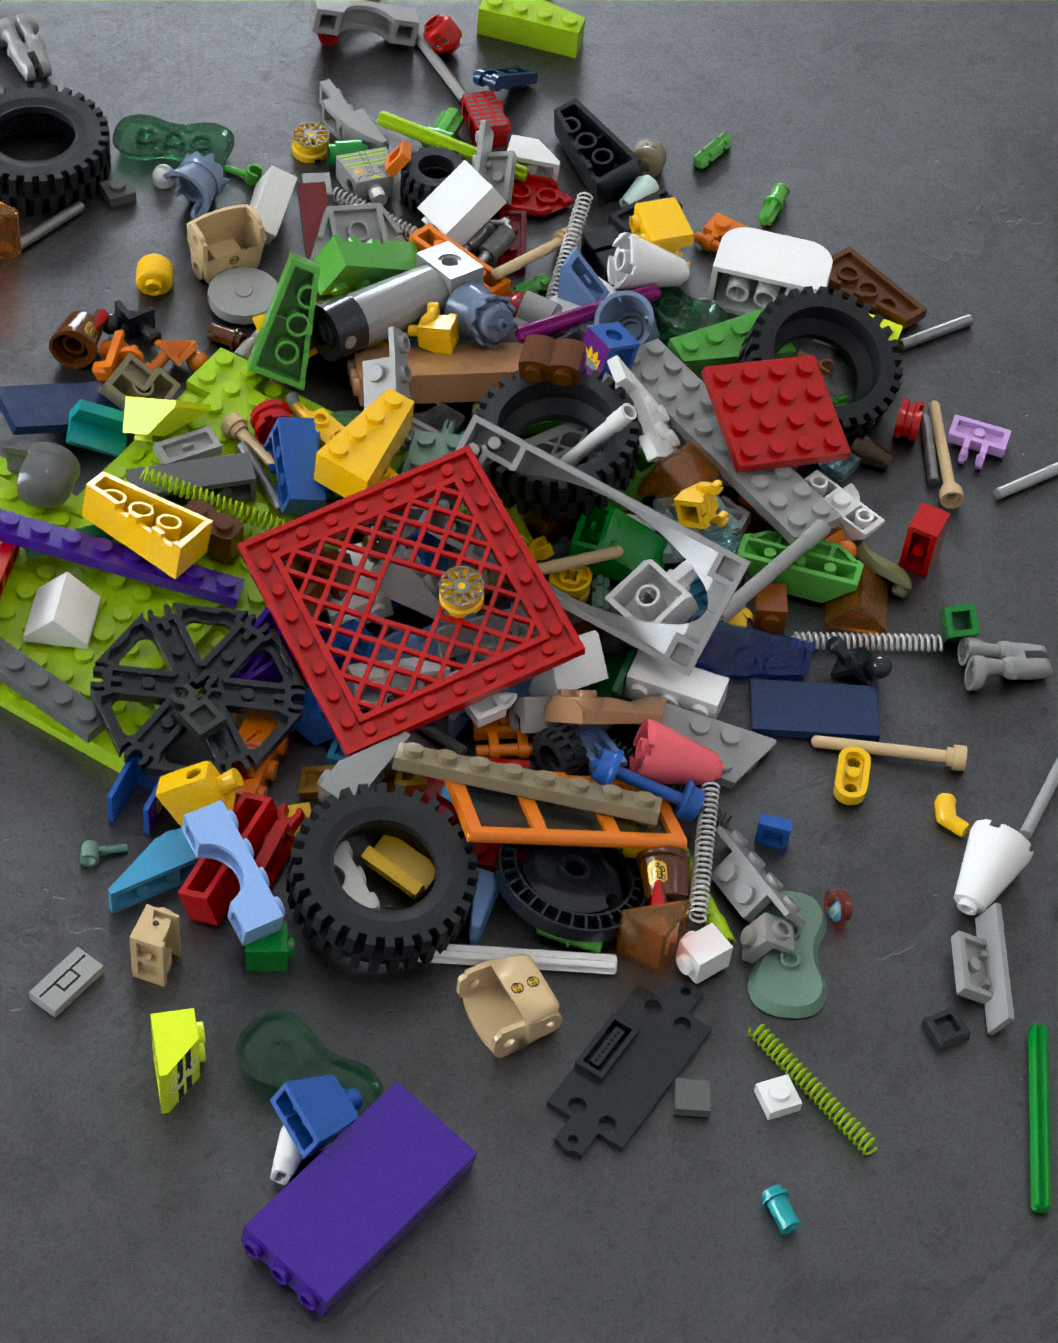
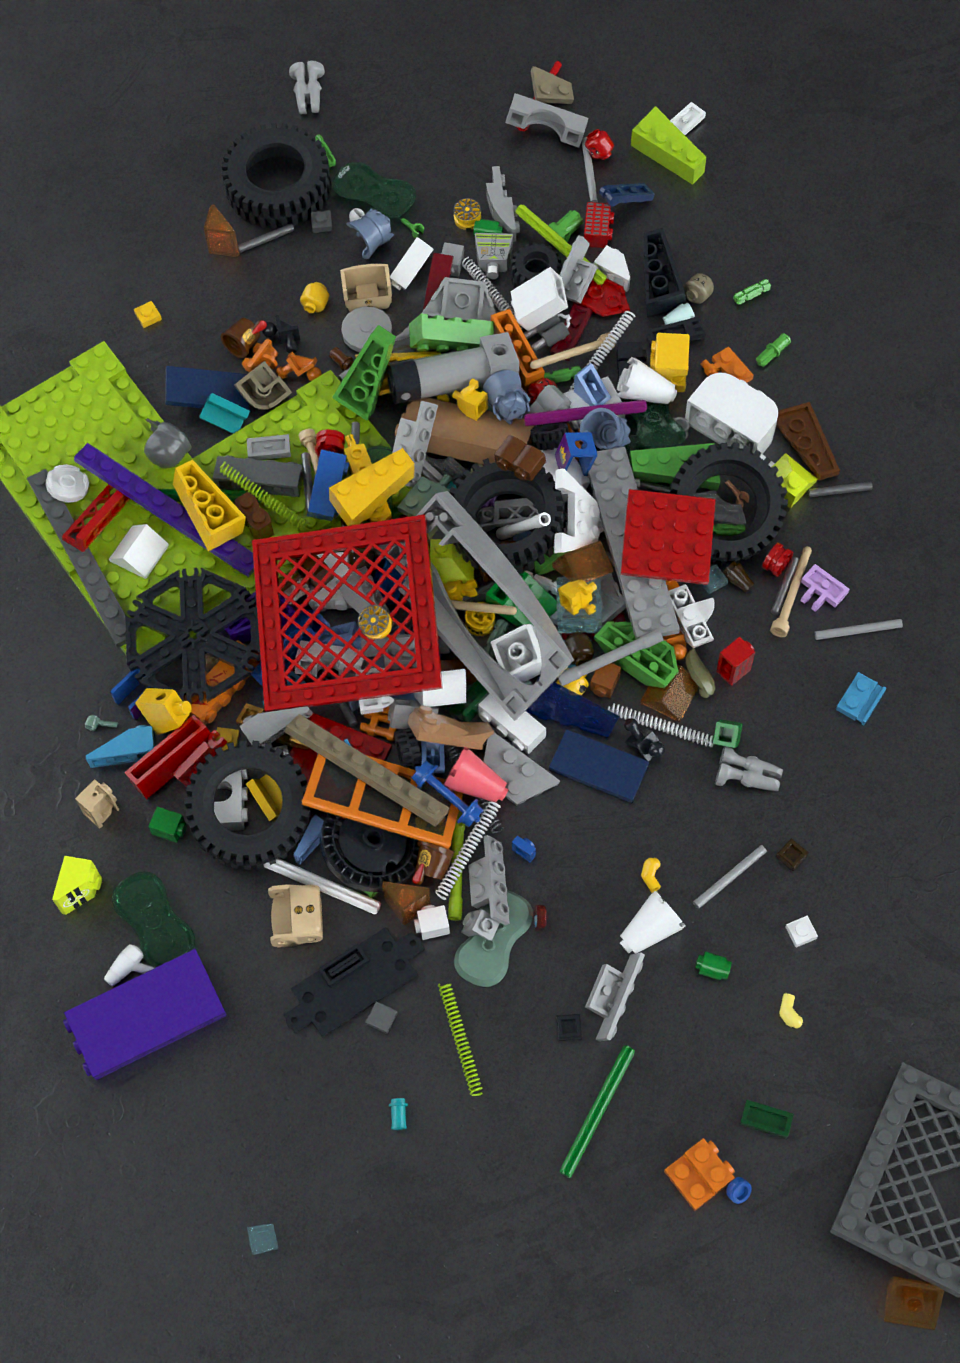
camera: 30 degrees right, 15 degrees up
(66, 982) = (42, 807): light grey tile -> none
(158, 416) = (261, 416): neon yellow slope -> none
(198, 716) = (182, 656): pearl dark grey plate -> none
(215, 835) = (159, 802): light blue arch -> none
(315, 1111) = (140, 951): blue torso -> none
(398, 158) = (512, 248): orange tile -> none
(778, 1097) = (435, 1036): white plate -> none
(852, 778) = (597, 824): yellow plate -> none
(953, 756) = (675, 832): tan piece -> none

